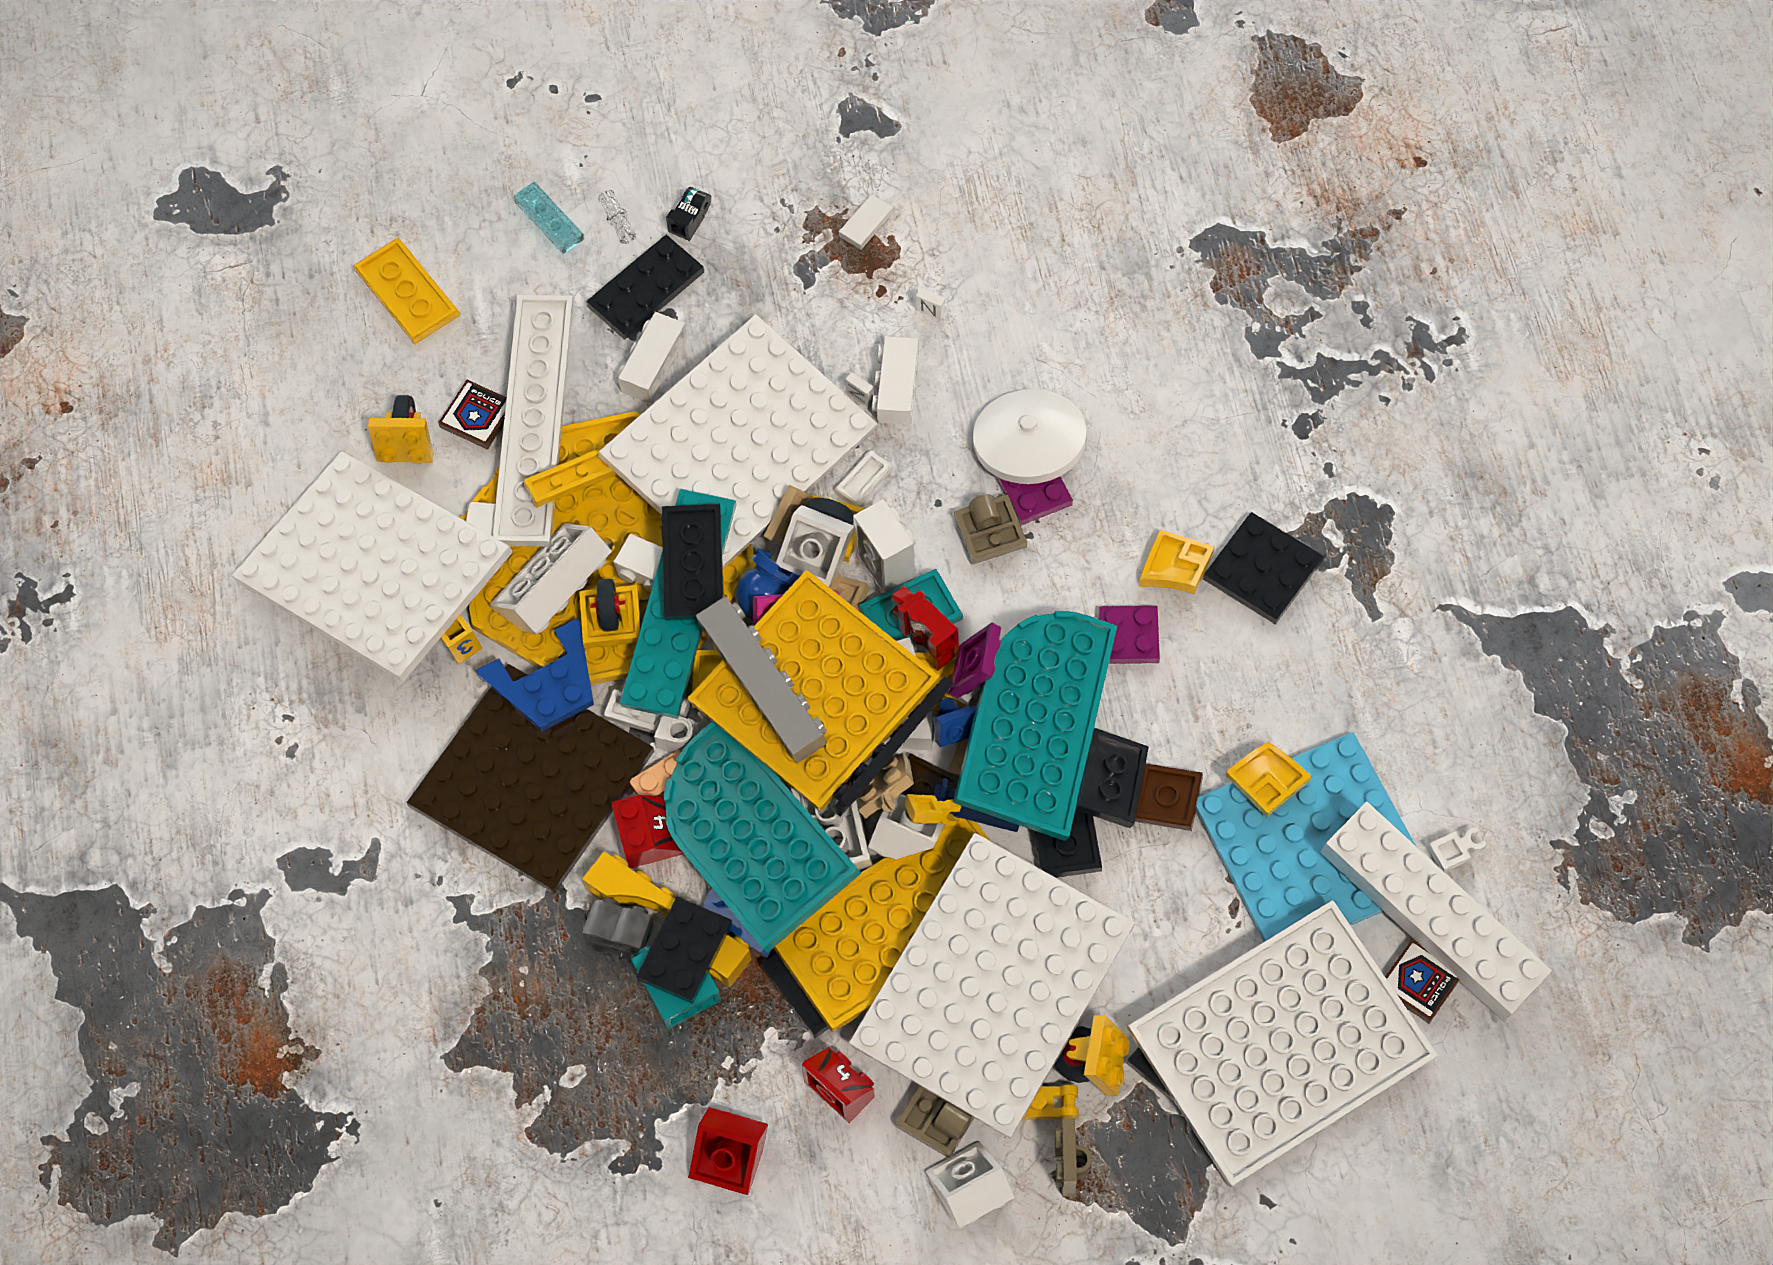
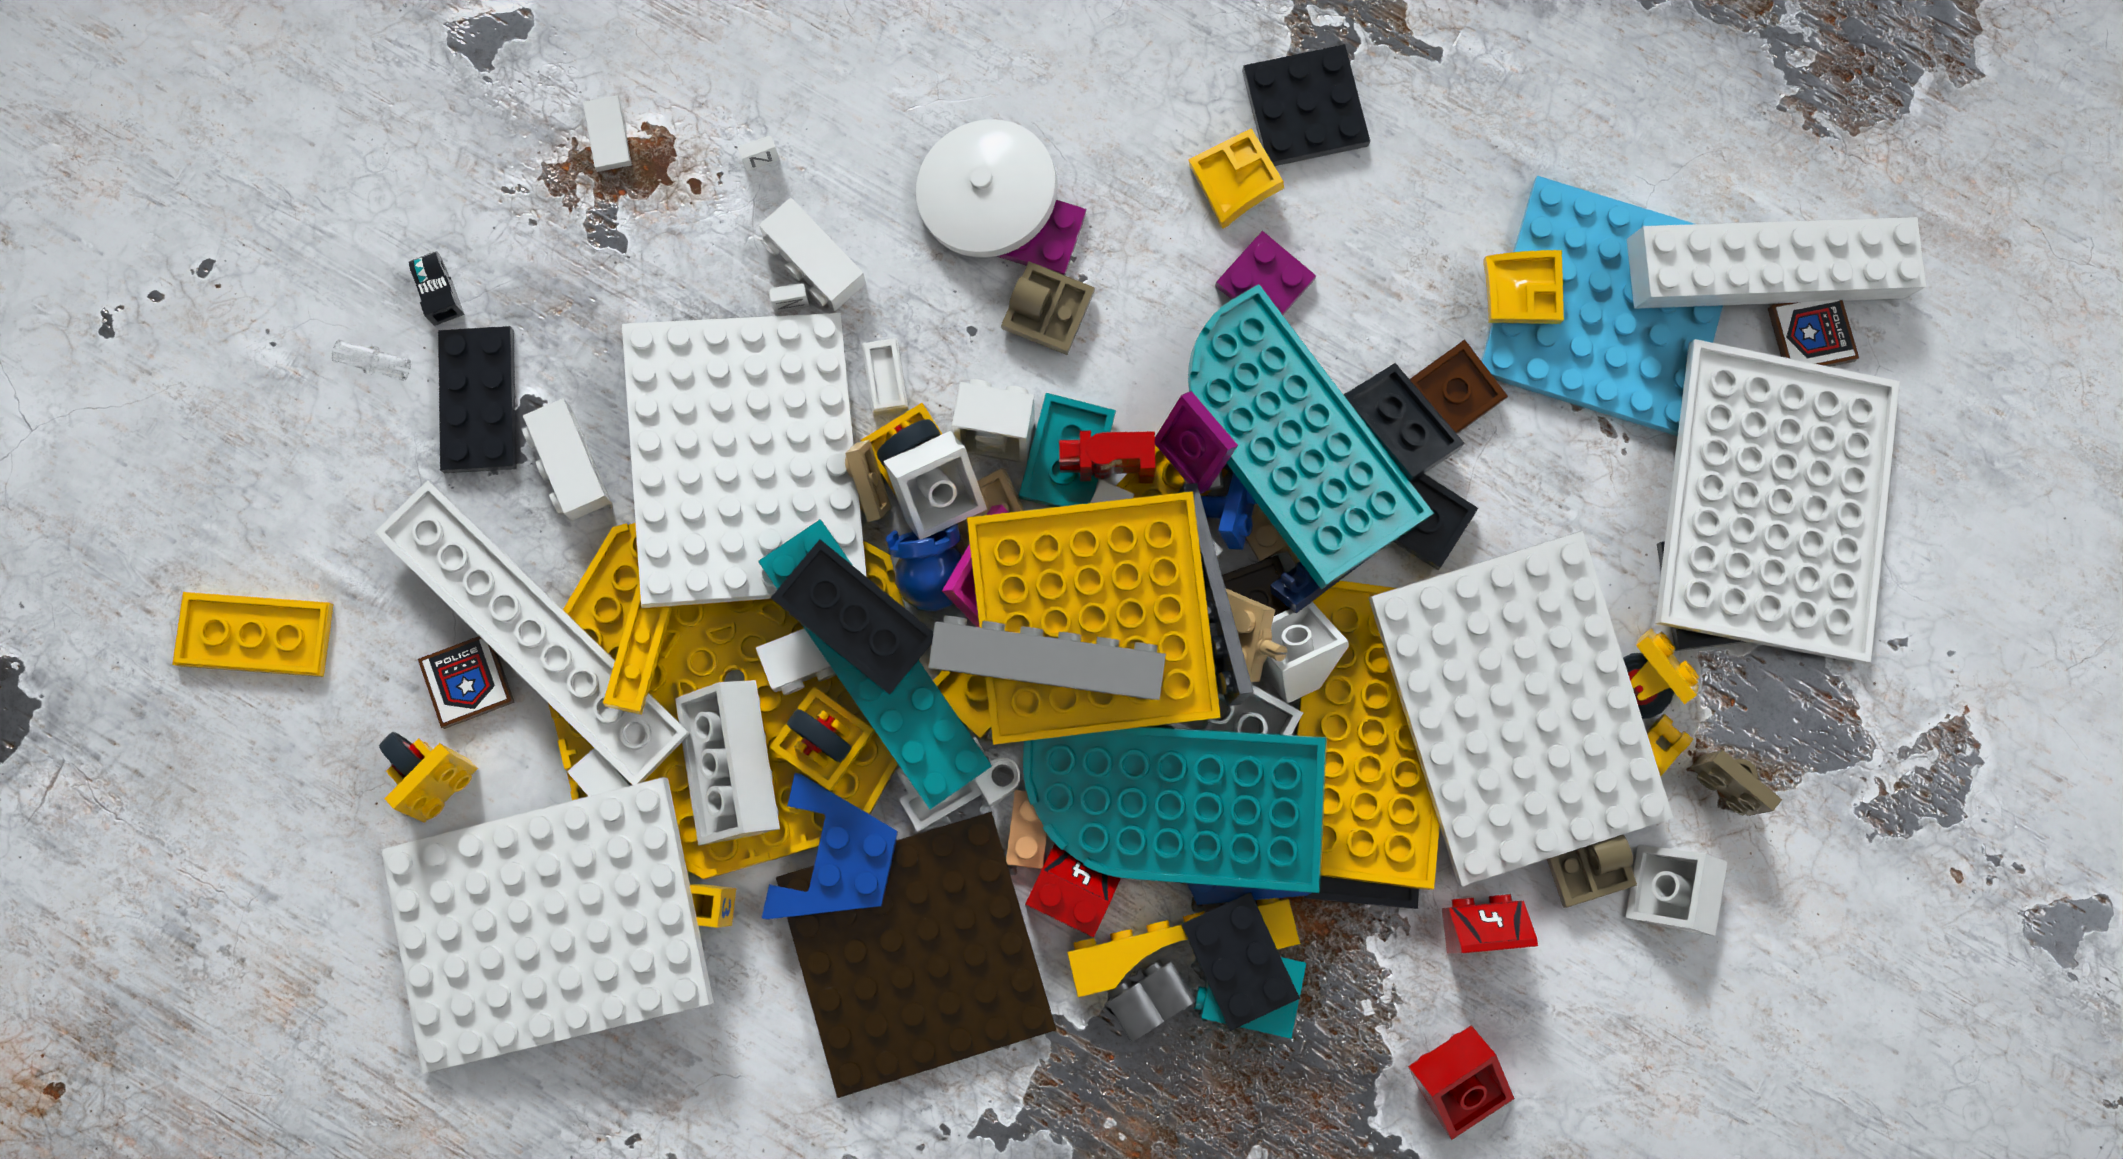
camera: 55 degrees left, 15 degrees up
(548, 217) = (305, 426): clear light blue plate -> none
(927, 809) = (1304, 618): yellow plate -> none
(1453, 851) = (1720, 195): white plate -> none

